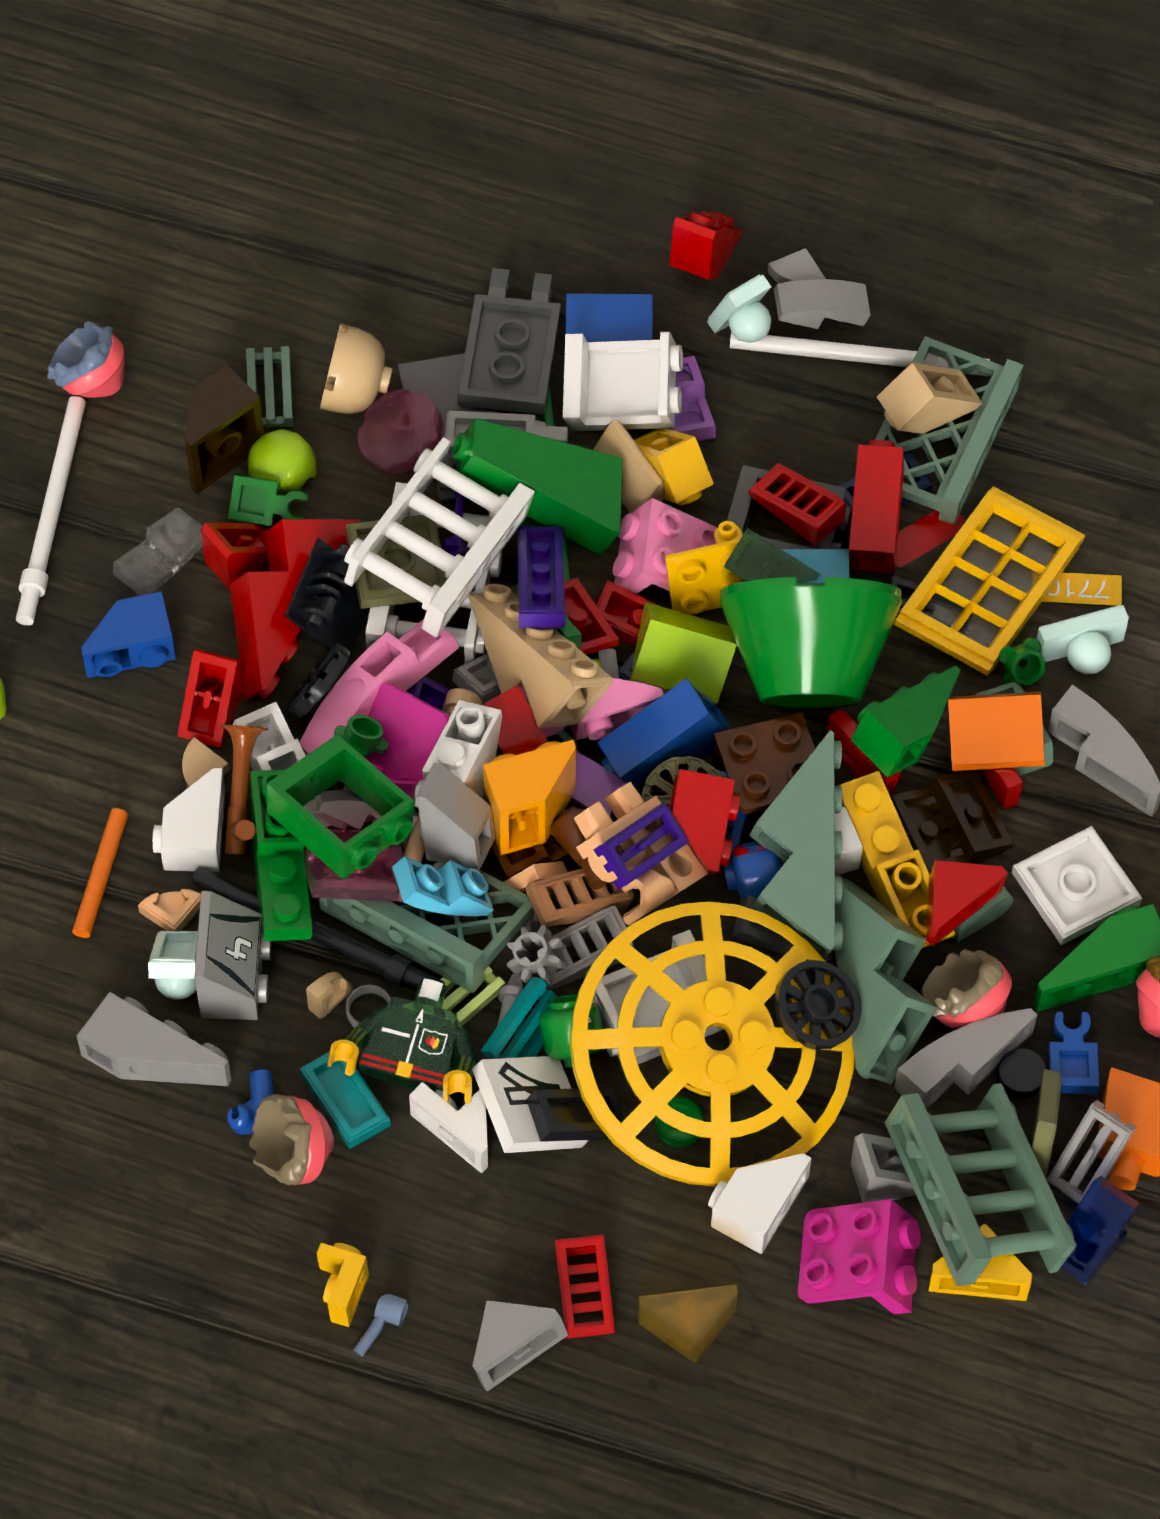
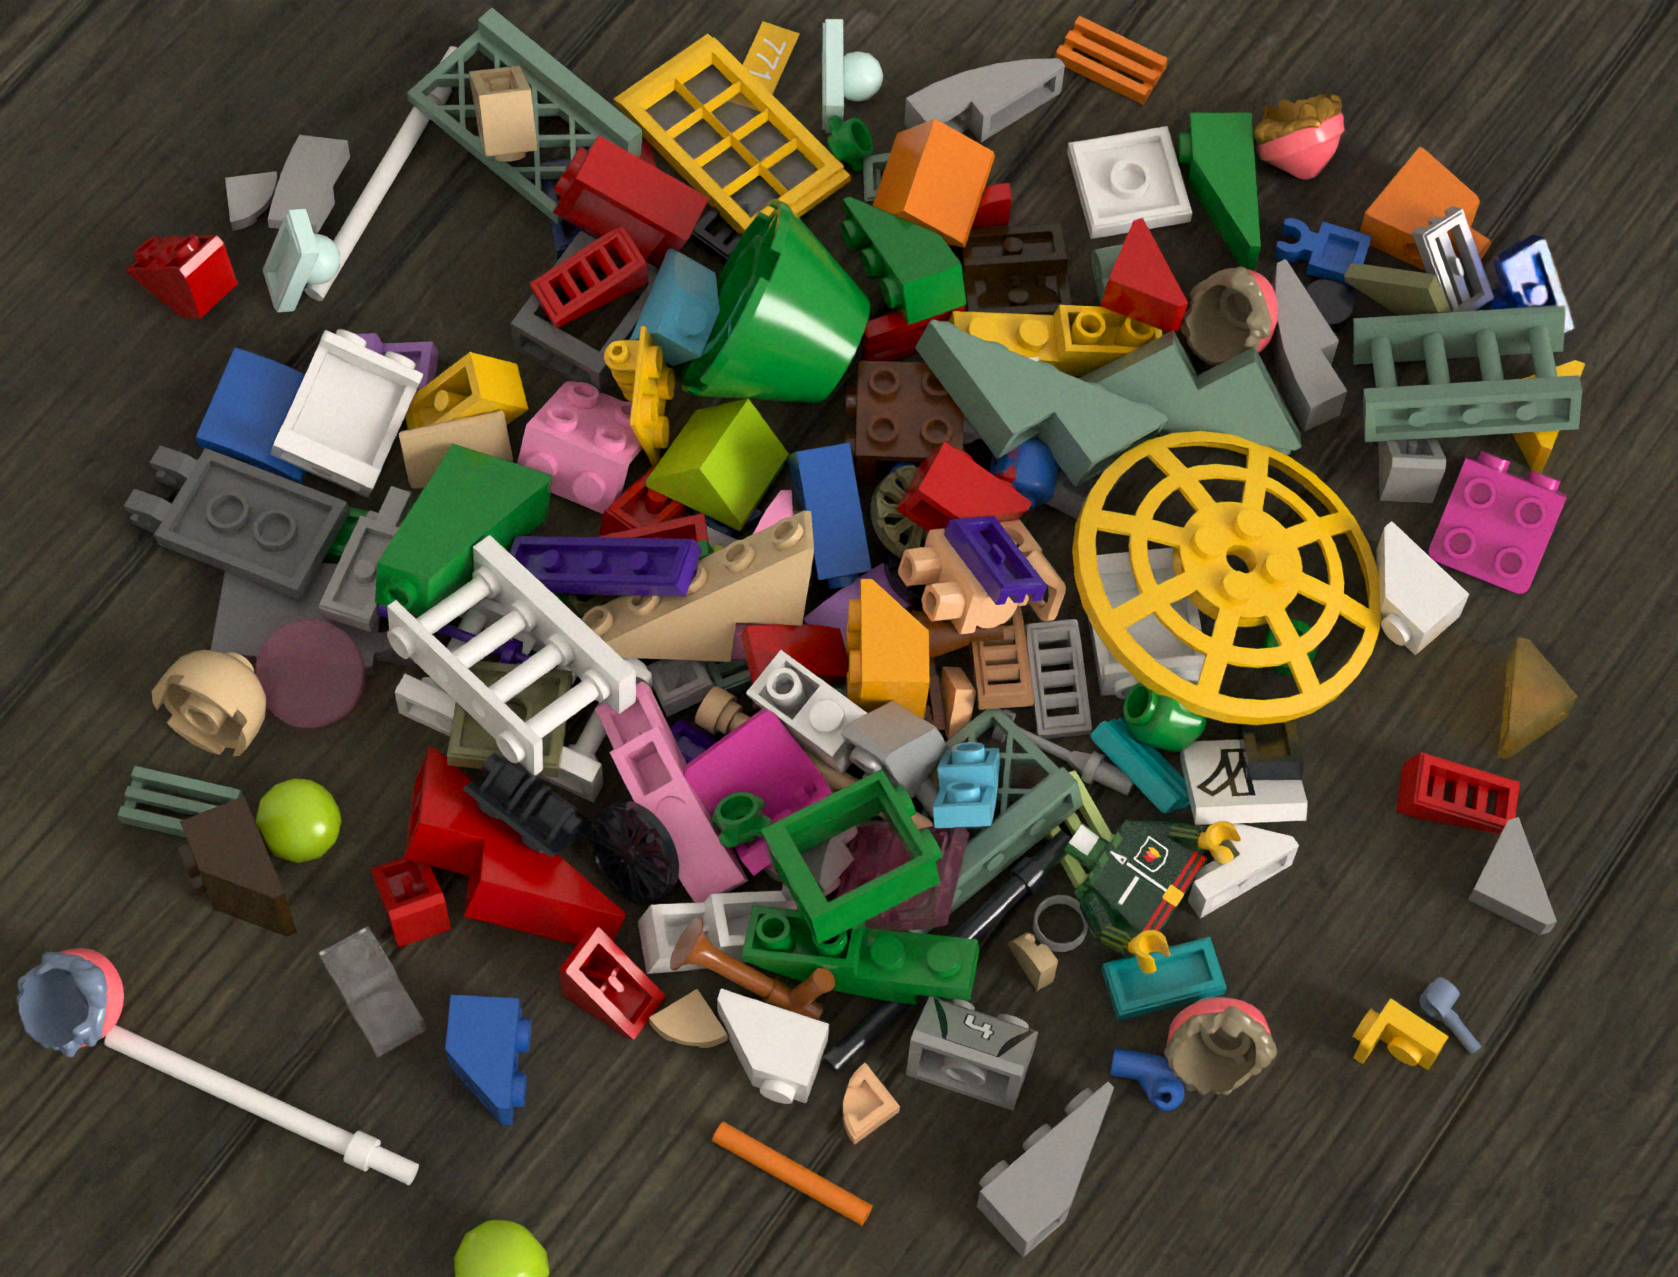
camera: 75 degrees left, 5 degrees up
(174, 963) = (950, 1107): light aqua tile -> none
(259, 500) = (347, 853): green plate -> none
(547, 952) = (1056, 734): light grey gear -> none
(760, 559) = (685, 323): clear green tile -> none
(817, 1004) = (1225, 453): black wheel -> none

